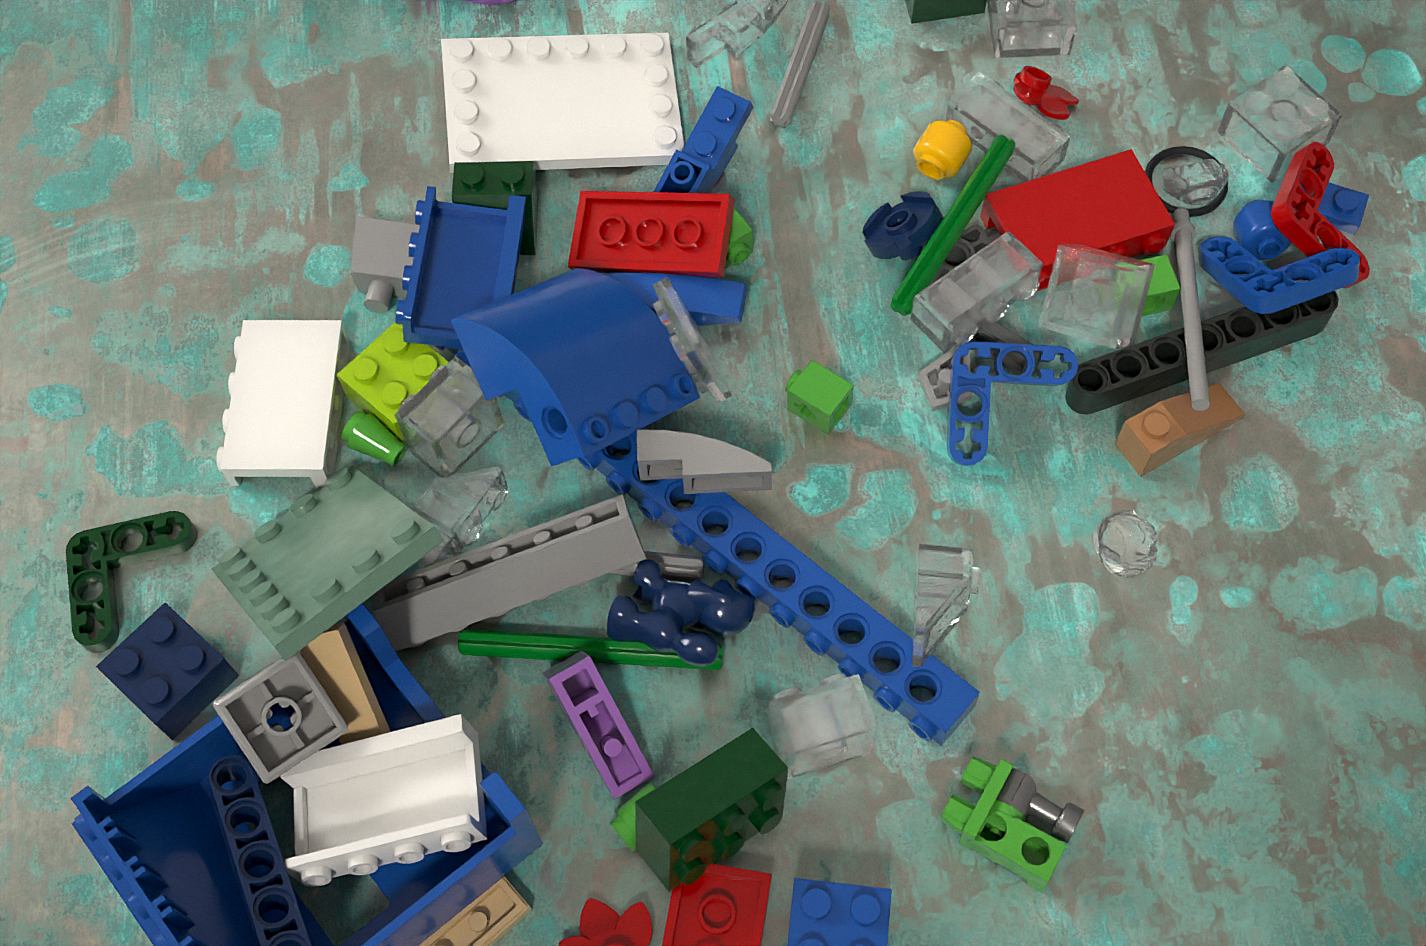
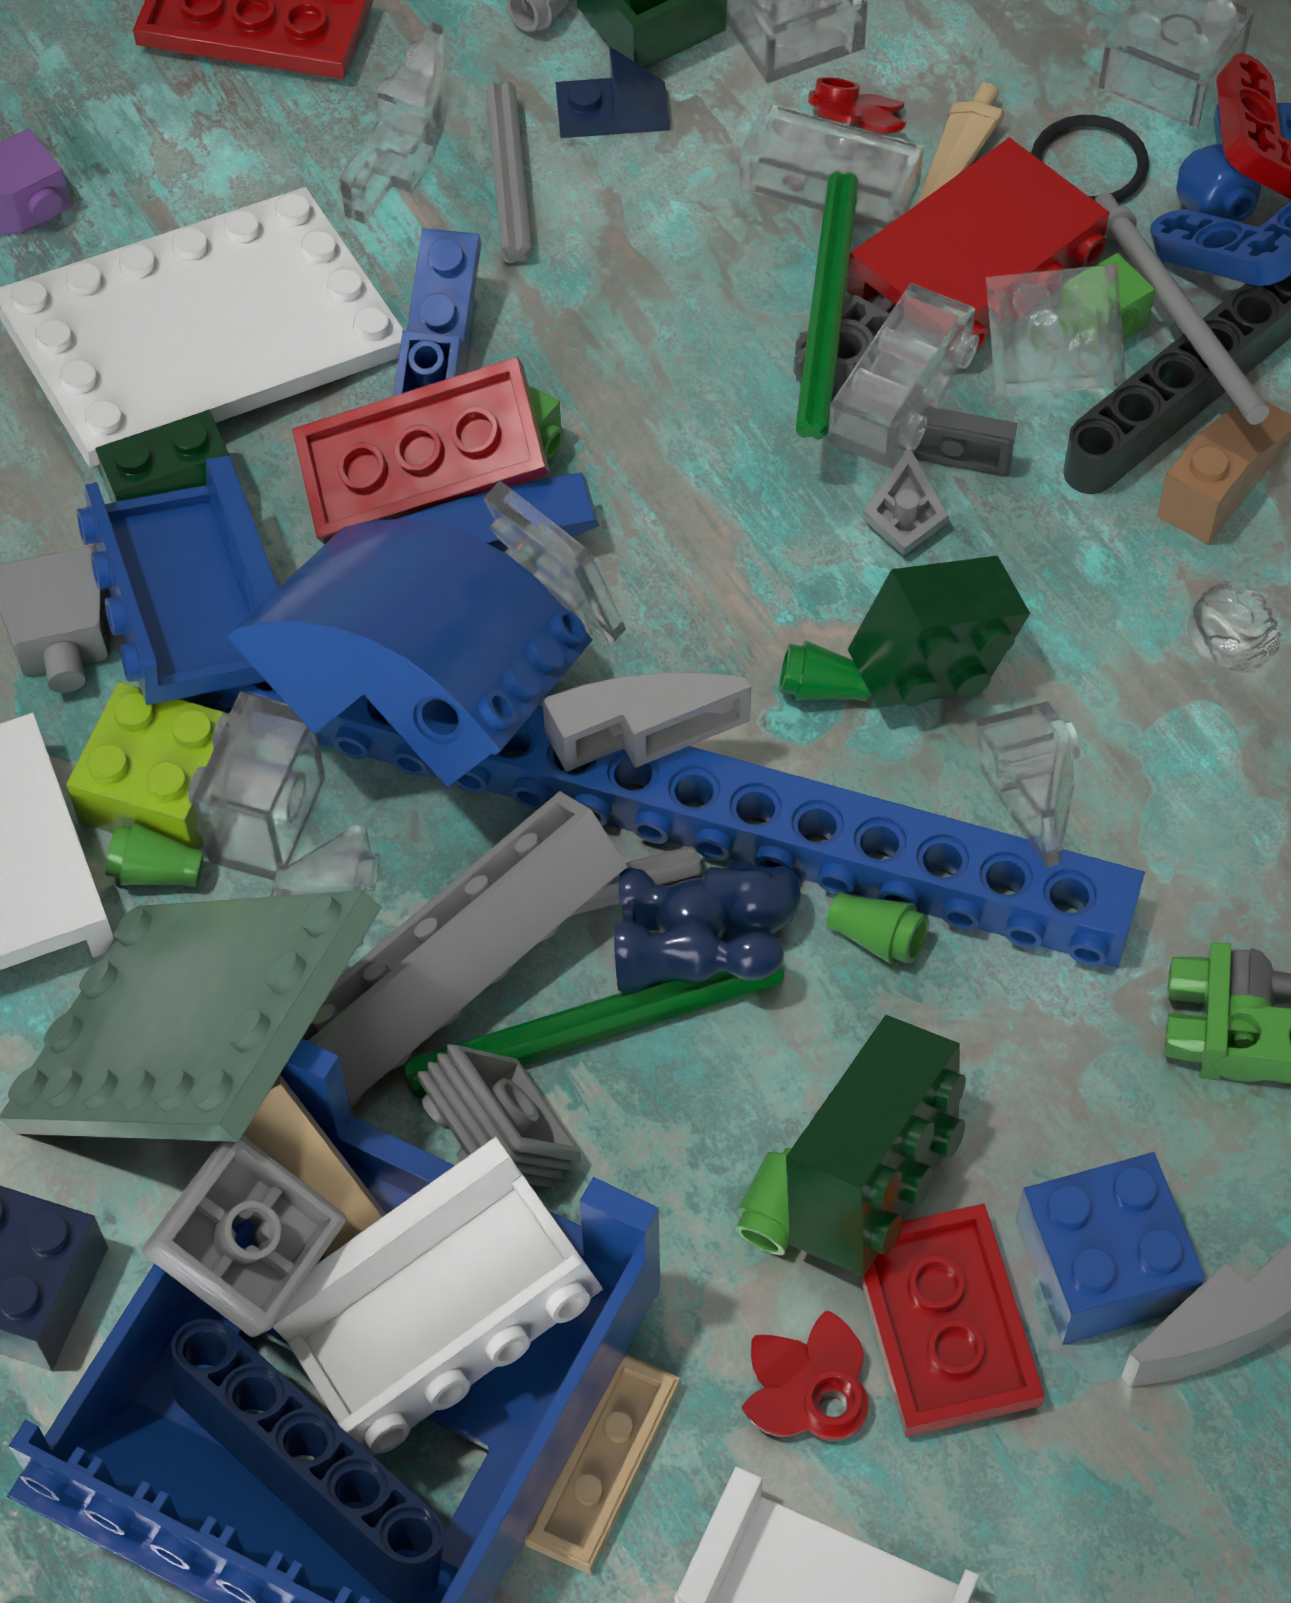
camera: 25 degrees left, 5 degrees down
(493, 691) = (493, 1097): none -> light grey brick
(598, 723) = (655, 1105): medium lavender slope -> none
(798, 660) = (881, 926): none -> bright green cone
(819, 396) = (748, 585): bright green brick -> none
(822, 724) = (969, 979): clear brick -> none
(839, 474) = (820, 675): none -> green cone
(890, 40) = (624, 103): none -> dark blue slope
(902, 228) = (756, 333): dark blue plate -> none
(919, 475) = (938, 631): none -> dark green brick
(942, 149) = (759, 218): yellow head -> none
(980, 384) = (958, 489): blue beam -> none
(1107, 137) = (964, 136): none -> tan bar
(1195, 182) = (1108, 153): clear hair -> none

